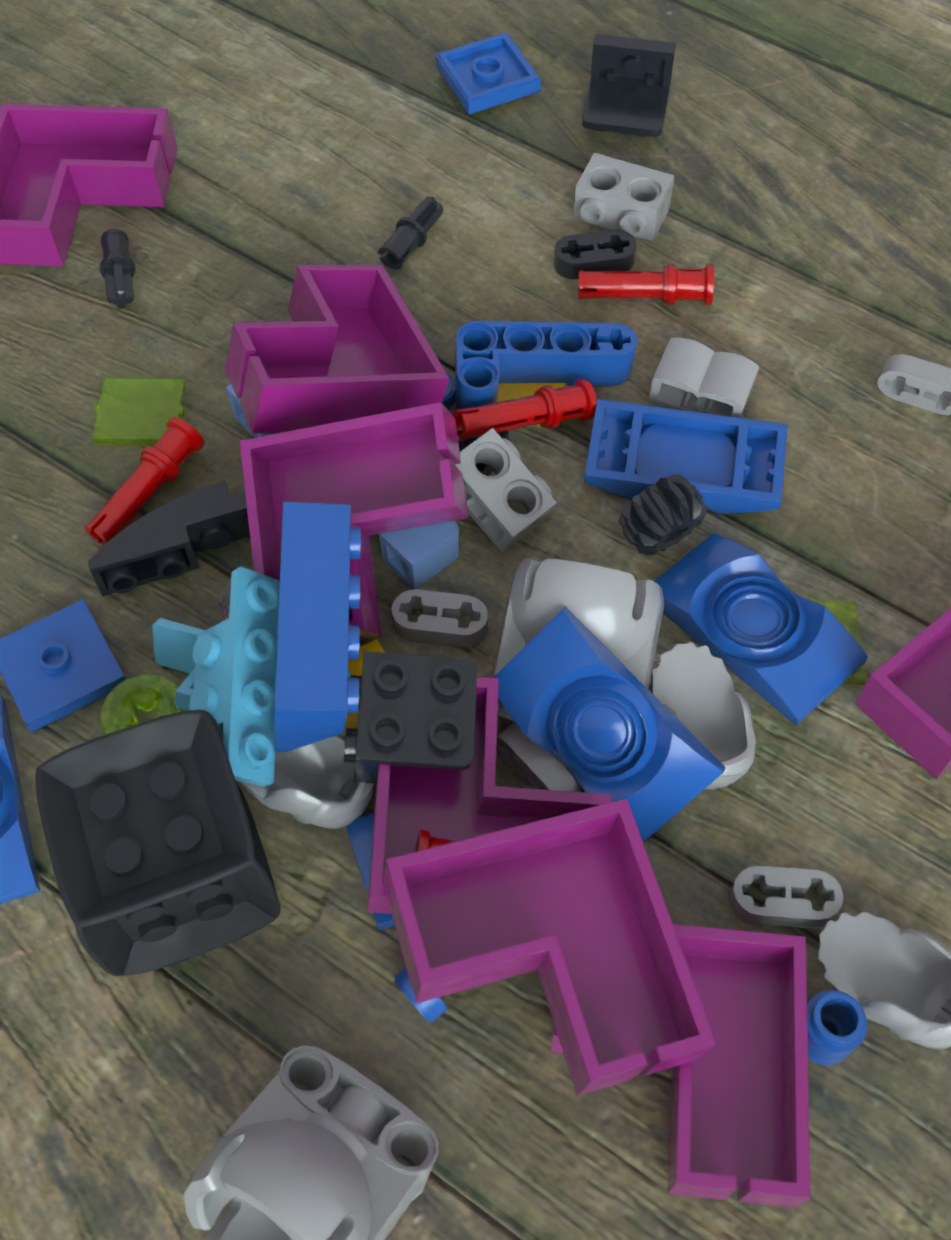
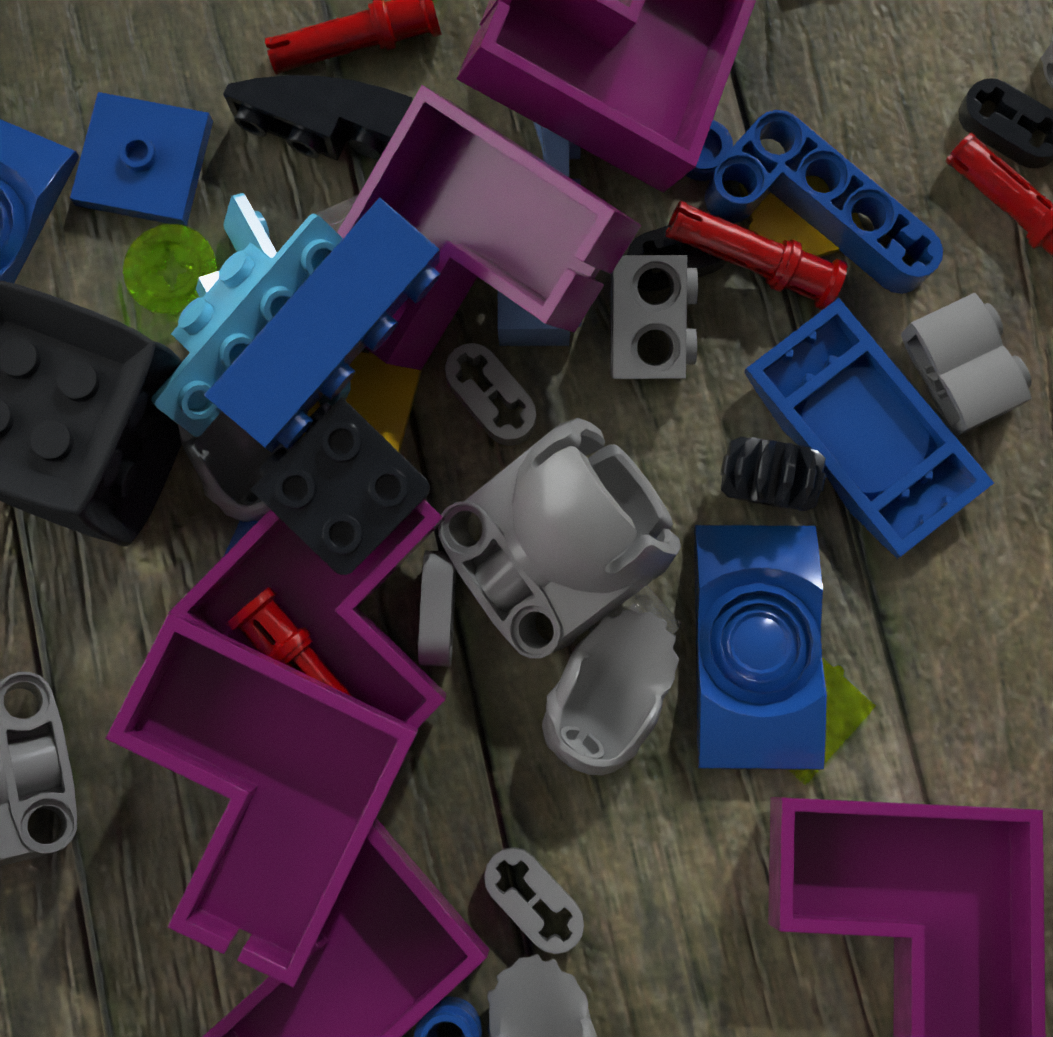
camera: 45 degrees right, 20 degrees up
(604, 723) = (503, 631): blue slope -> none

